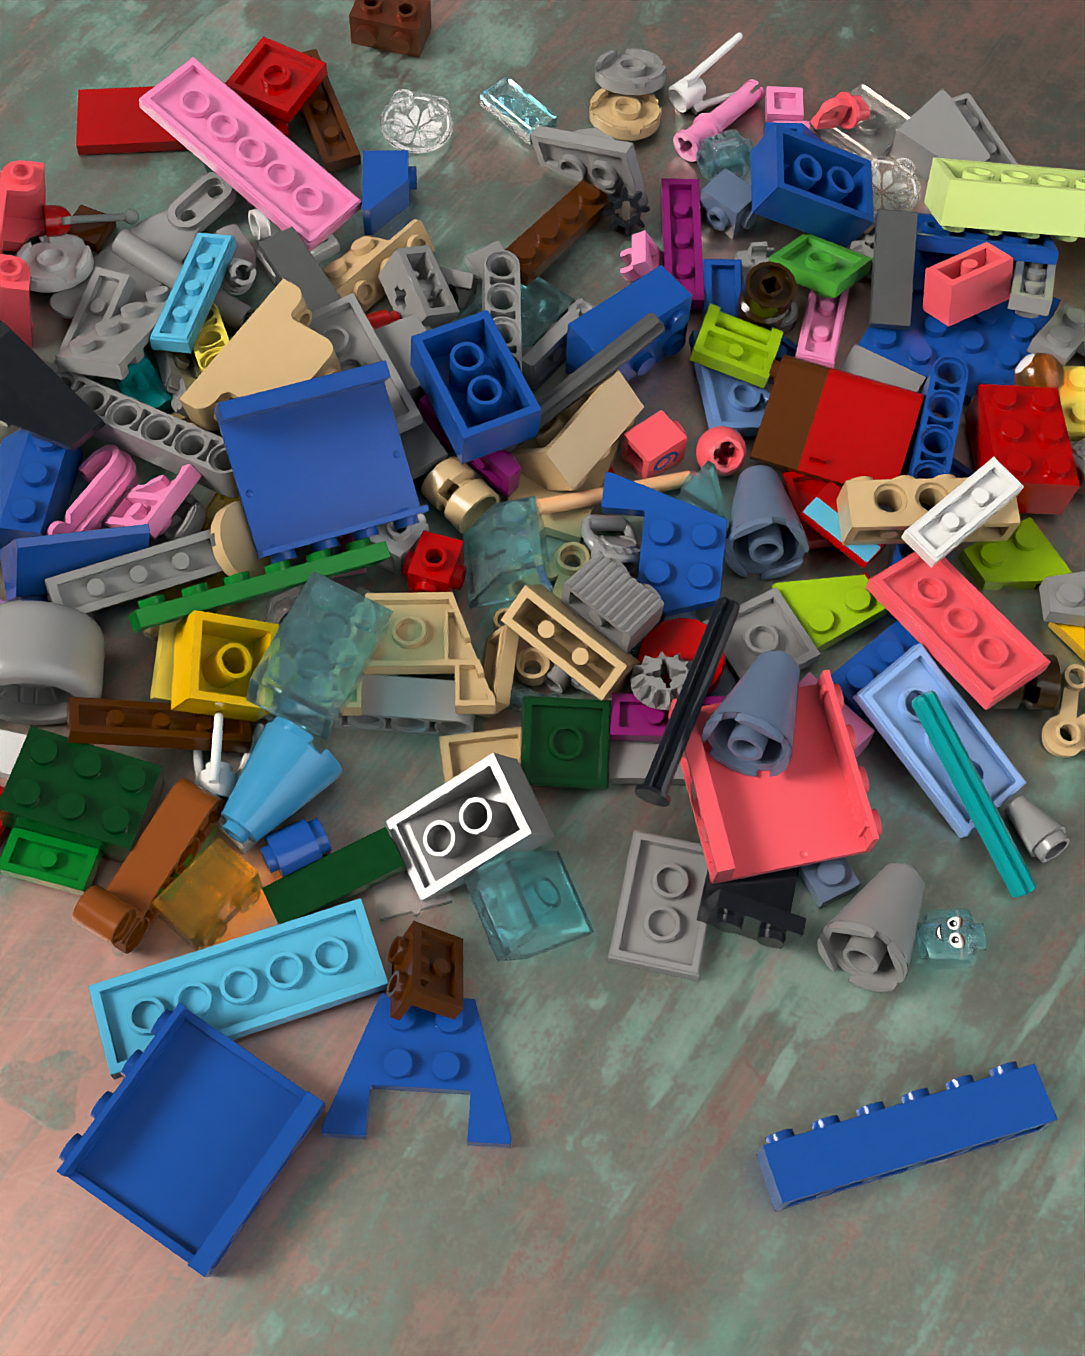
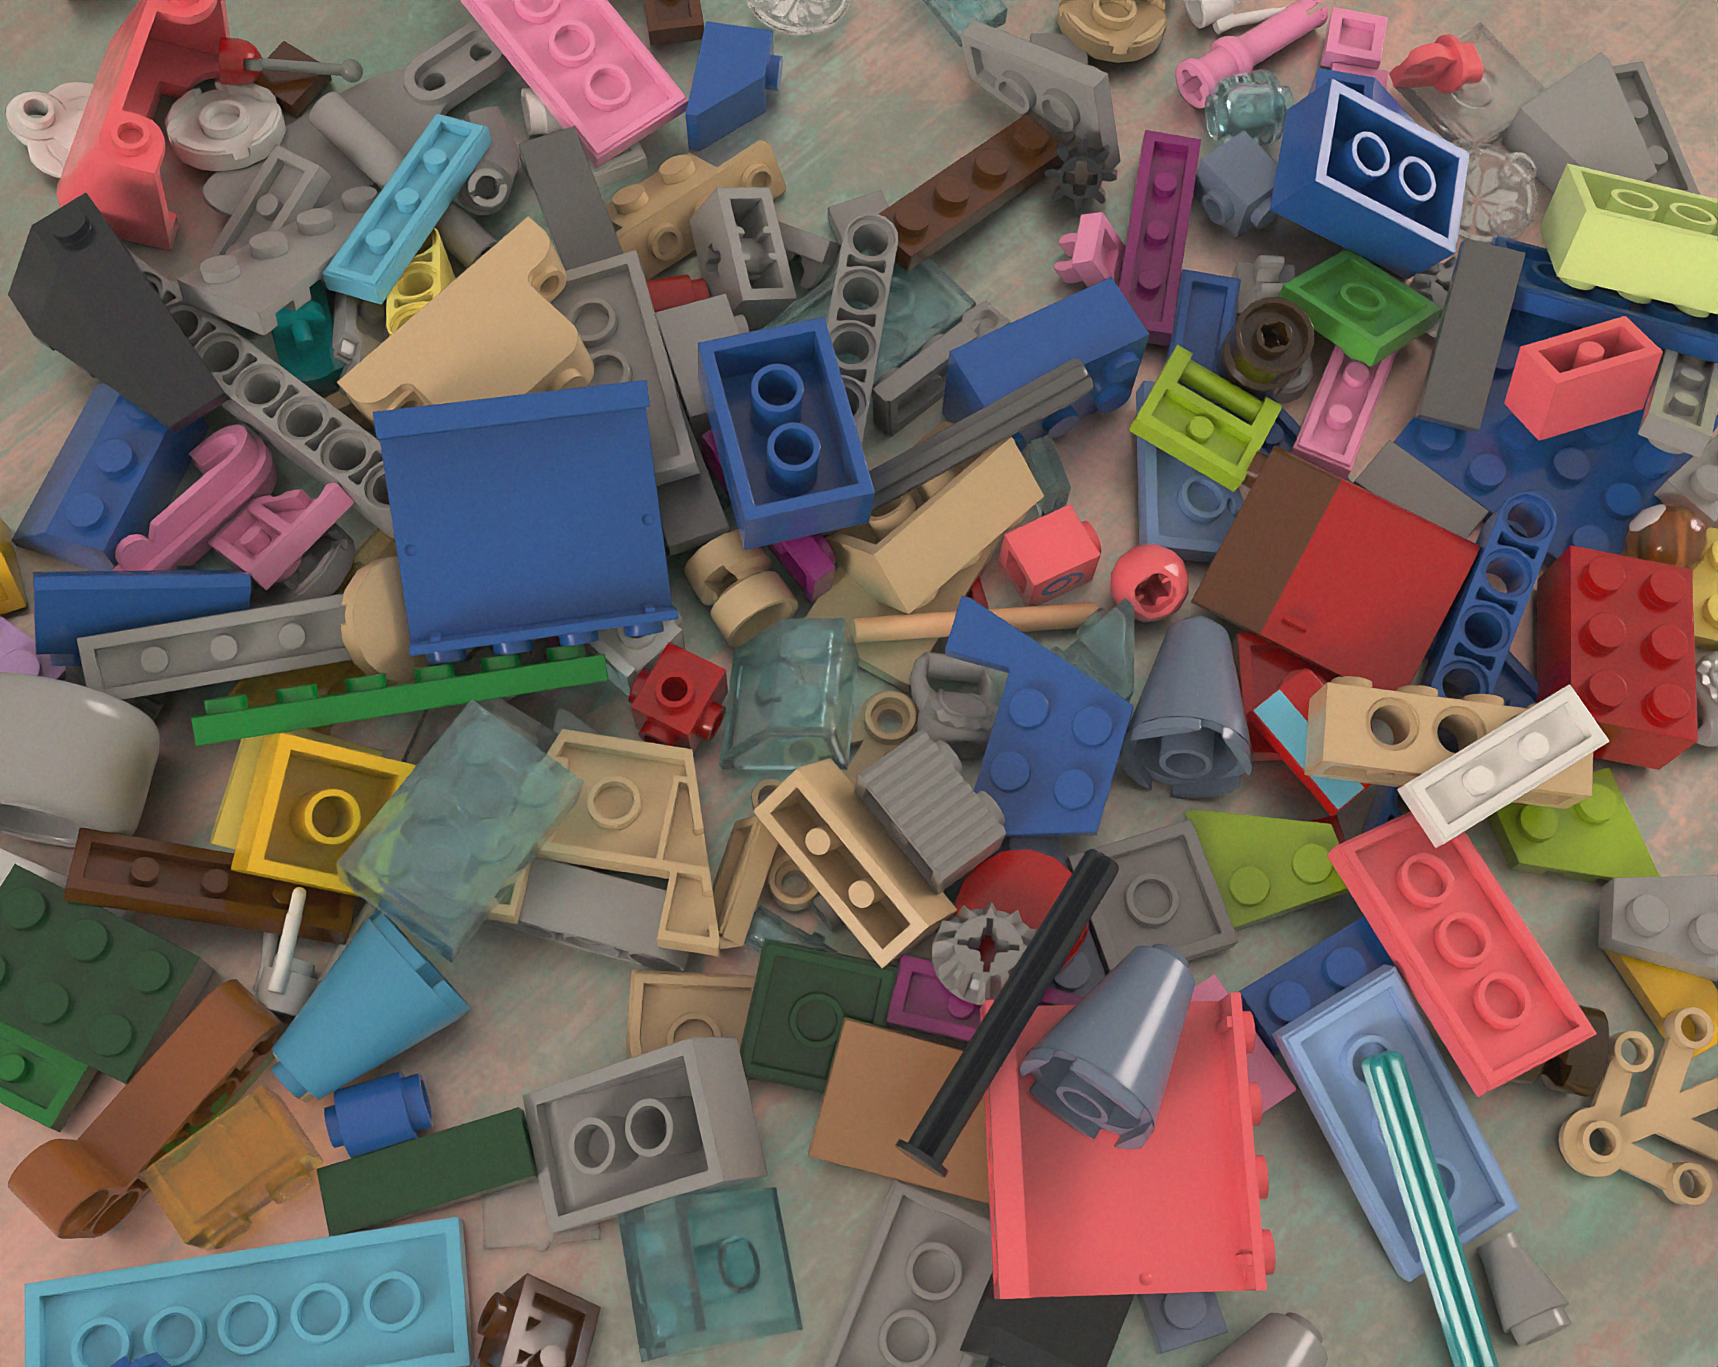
camera: 10 degrees right, 5 degrees up
(607, 786) = (879, 1094): none -> medium nougat tile
(645, 394) = (1049, 474): none -> clear light blue tile

